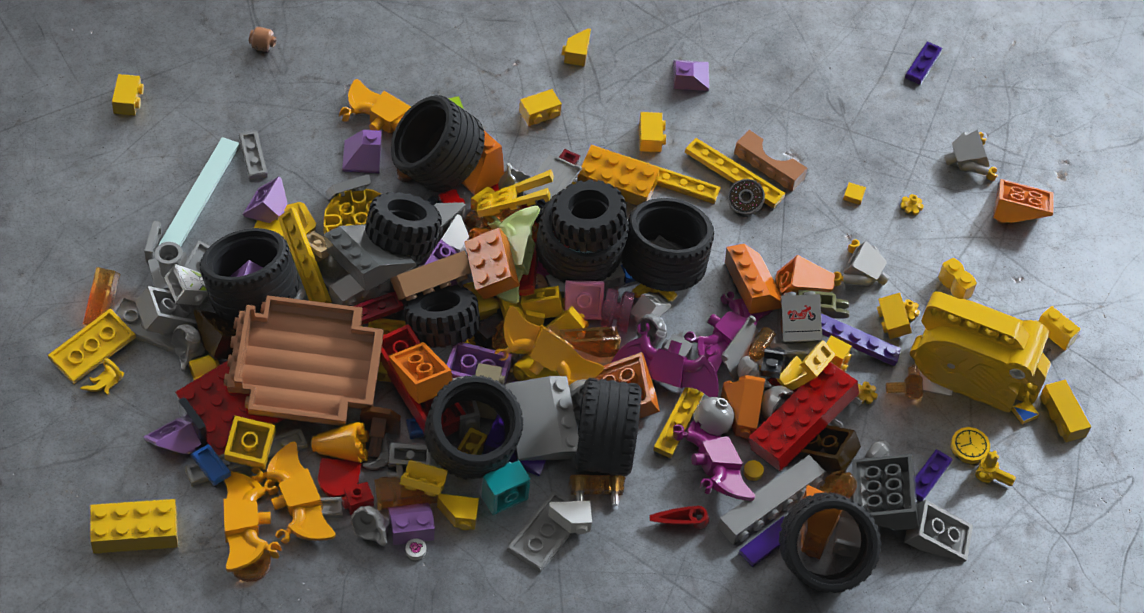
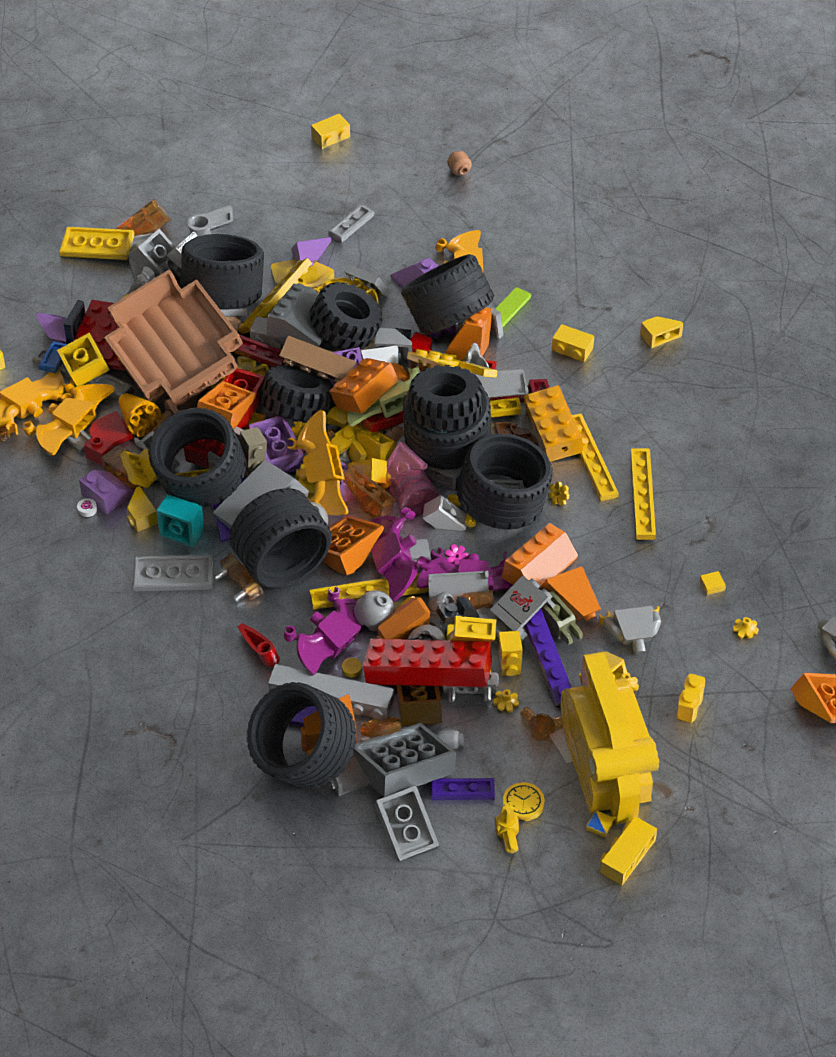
camera: 60 degrees right, 5 degrees down
(106, 379) = (83, 267): yellow piece -> none
(201, 192) = (285, 218): light aqua tile -> none
(370, 524) = (80, 465): light grey hair -> none
(572, 515) = (194, 575): white slope -> none
(651, 132) = (624, 419): yellow brick -> none
(657, 329) = (419, 526): light grey hair -> none
(691, 75) = (715, 411): medium lavender slope -> none
(701, 327) = (455, 555): none -> dark pink plant
(746, 207) = (621, 504): tile -> none
(787, 173) = (681, 525): nougat arch -> none
(1060, 328) = (715, 798): yellow brick -> none

